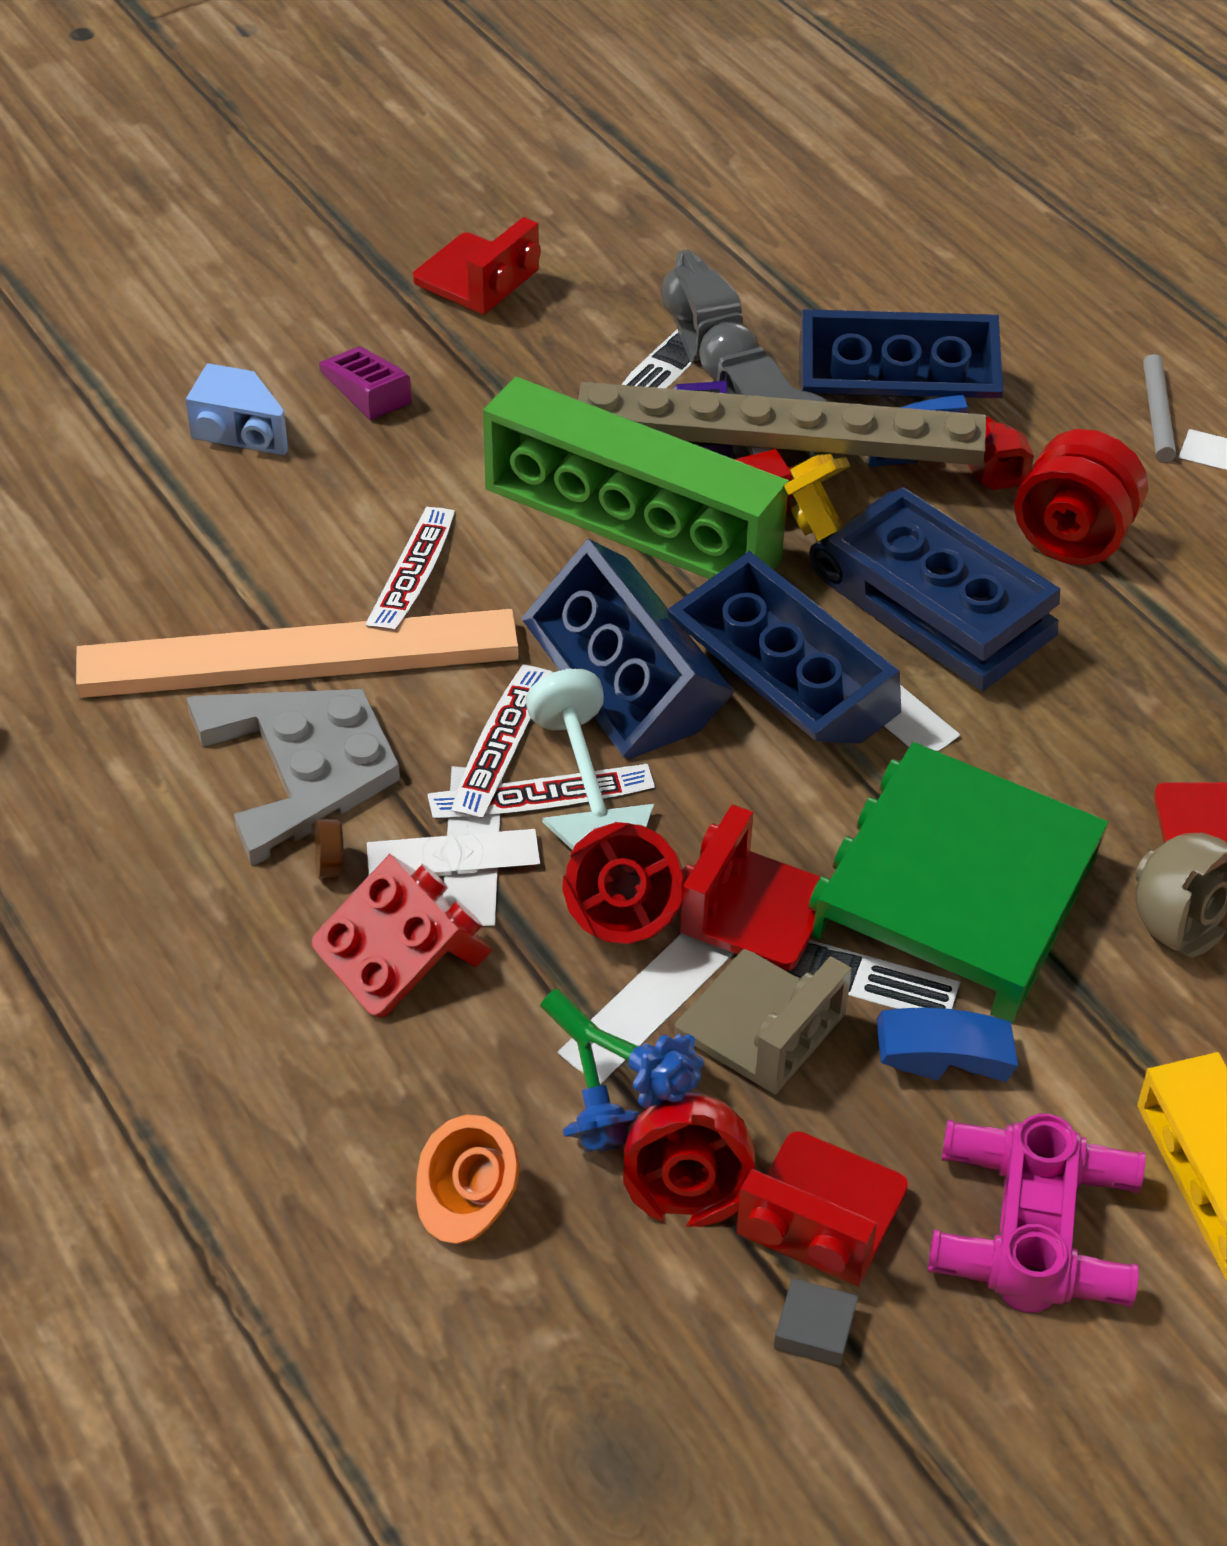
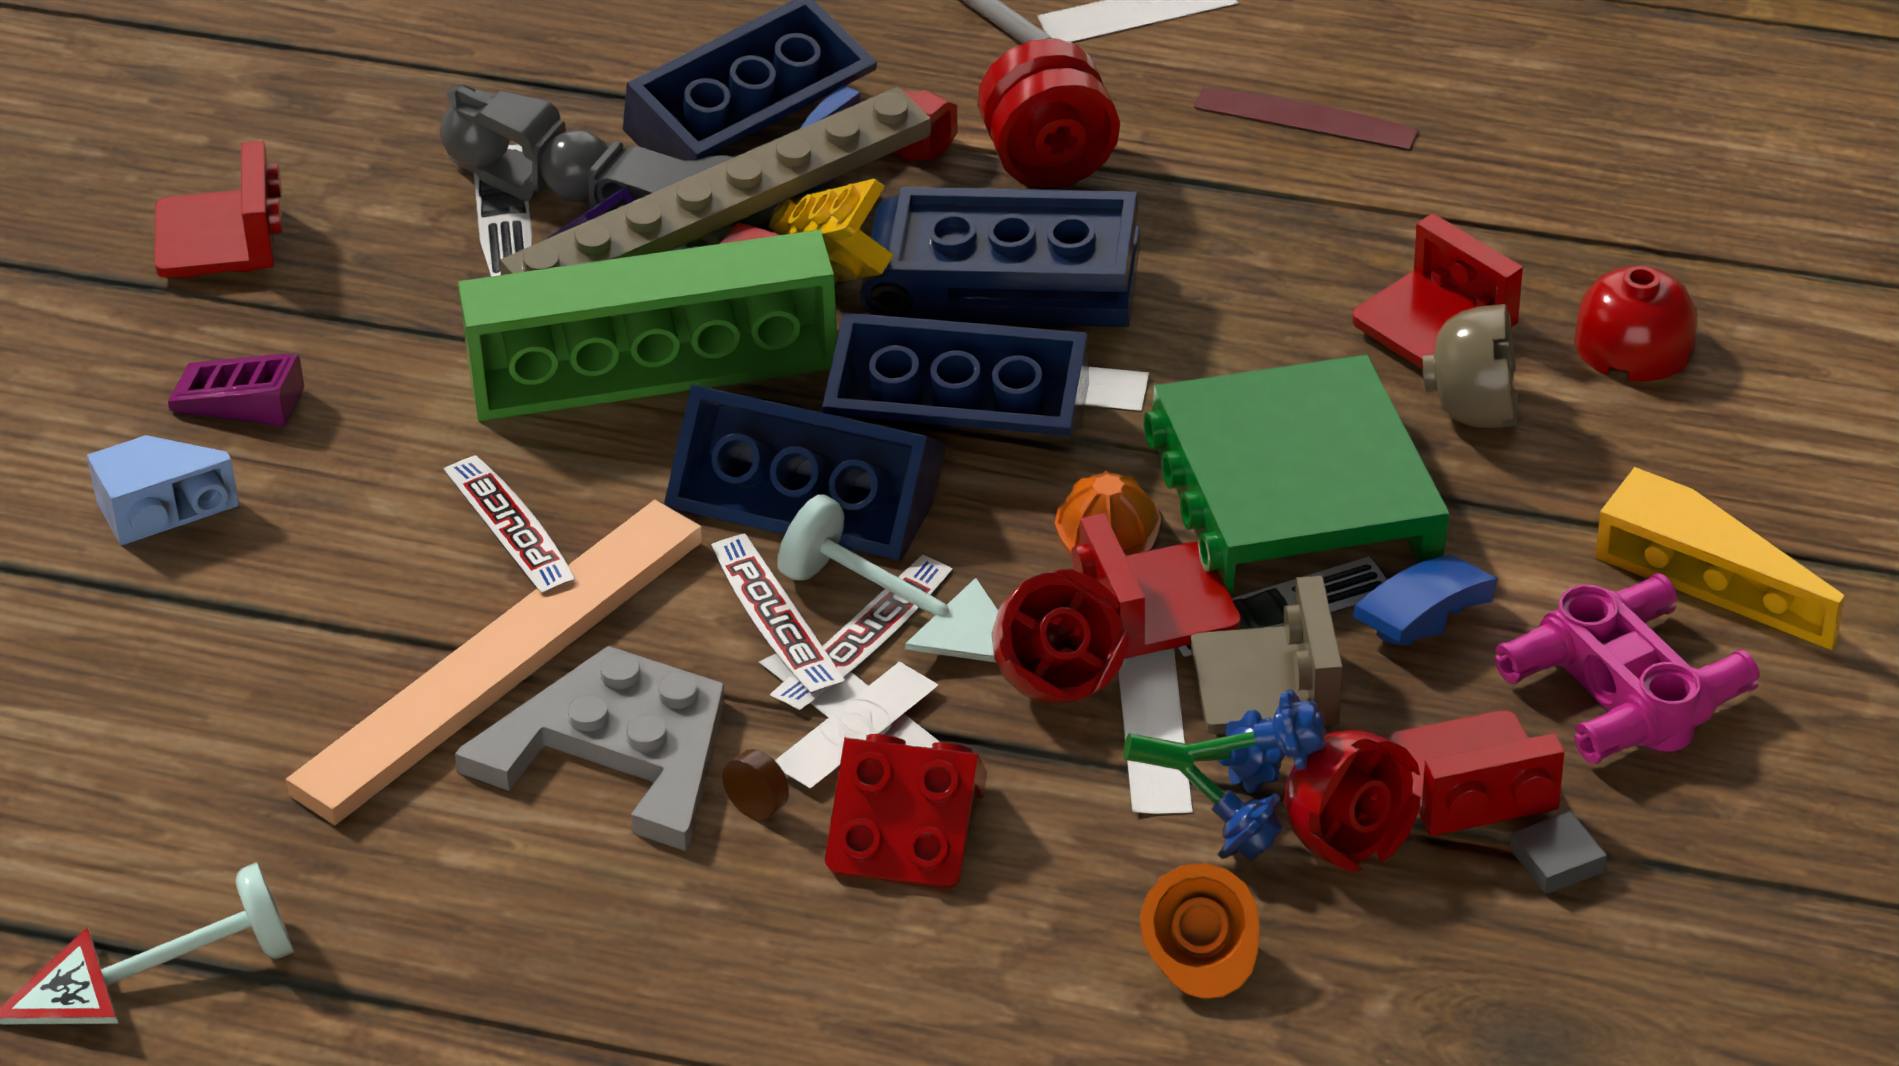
camera: 40 degrees left, 5 degrees down
(798, 825) = (1125, 504): none -> orange piece

